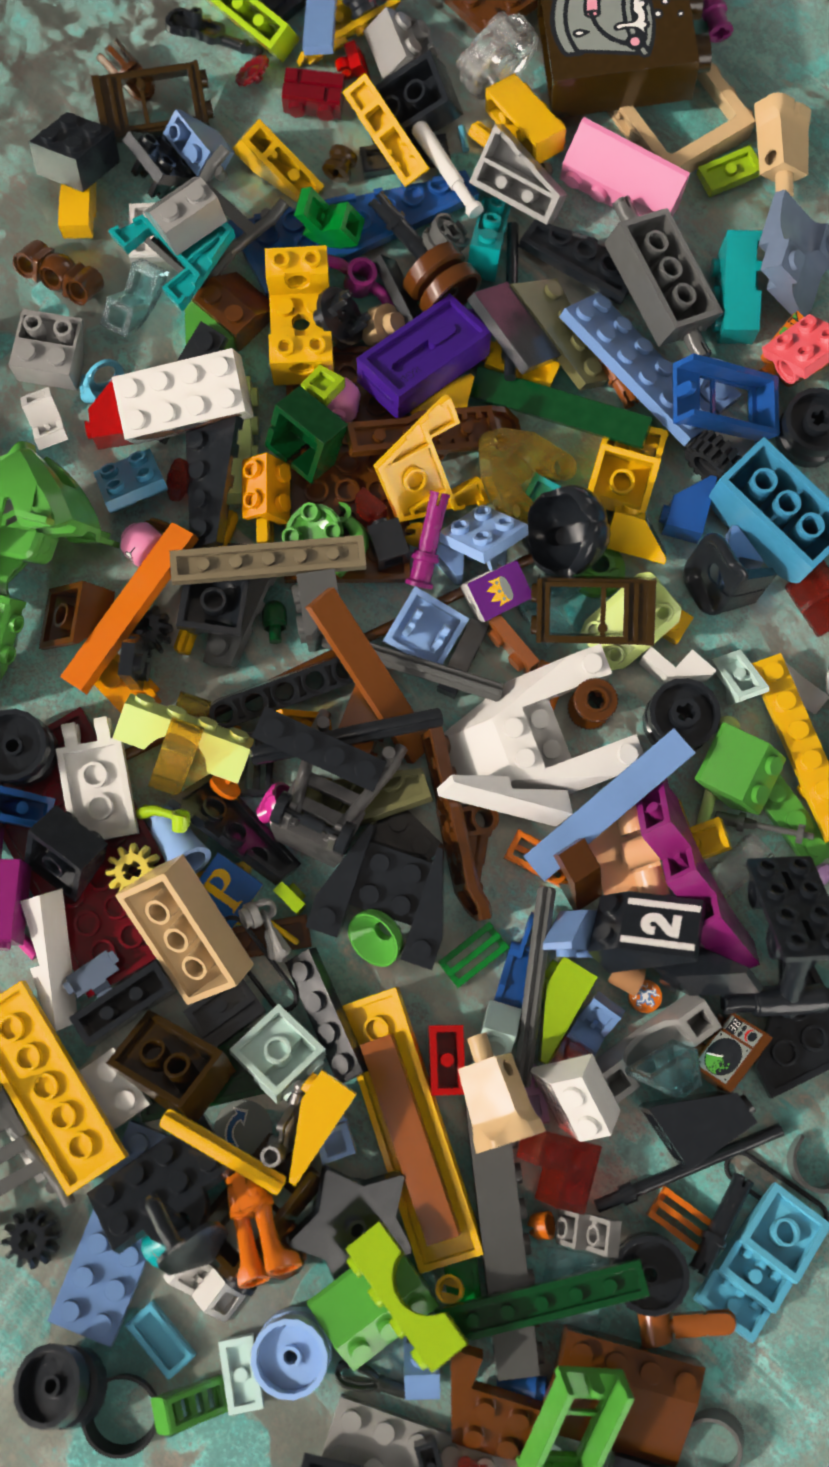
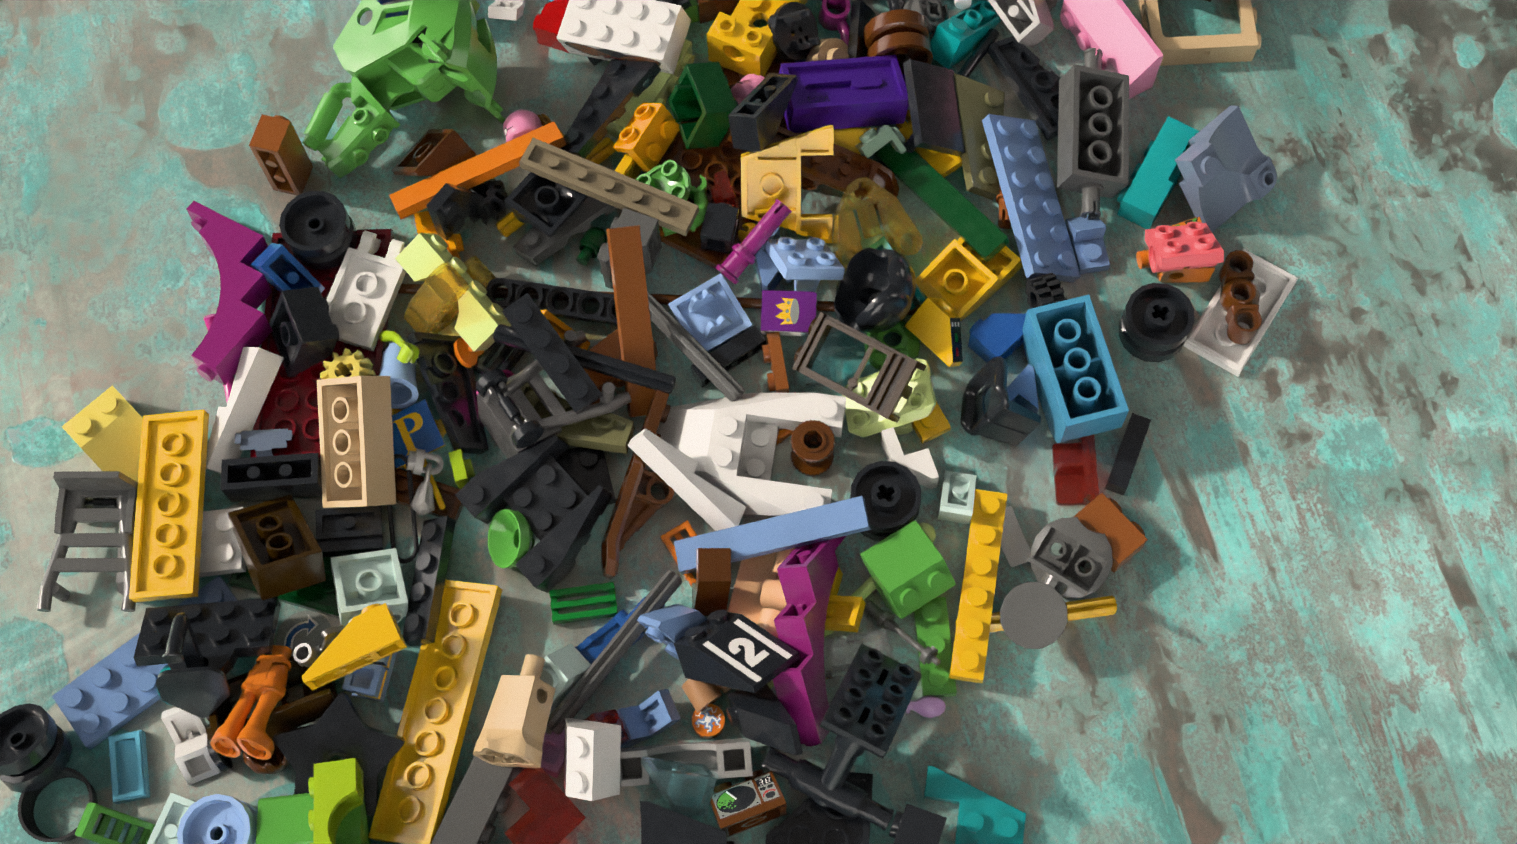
camera: 35 degrees right, 10 degrees down
(42, 1244) = (75, 628): black gear -> none
(130, 480) = (549, 76): dark azure plate -> none
(178, 479) = (582, 94): clear red piece -> none
(222, 1151) = (269, 629): yellow axle -> none
(324, 384) = (741, 73): lime plate -> none
(373, 414) = (761, 112): none -> black slope
(410, 1140) = (429, 718): dark orange tile -> none
(445, 1059) = (503, 659): red brick -> none
(480, 384) = (875, 139): none -> sand green bracket
(562, 997) = (633, 680): lime slope -> none
(729, 171) = (1214, 77): lime plate -> none
(762, 397) = (1050, 232): blue door -> none
(782, 139) = (1274, 73): tan piece -> none

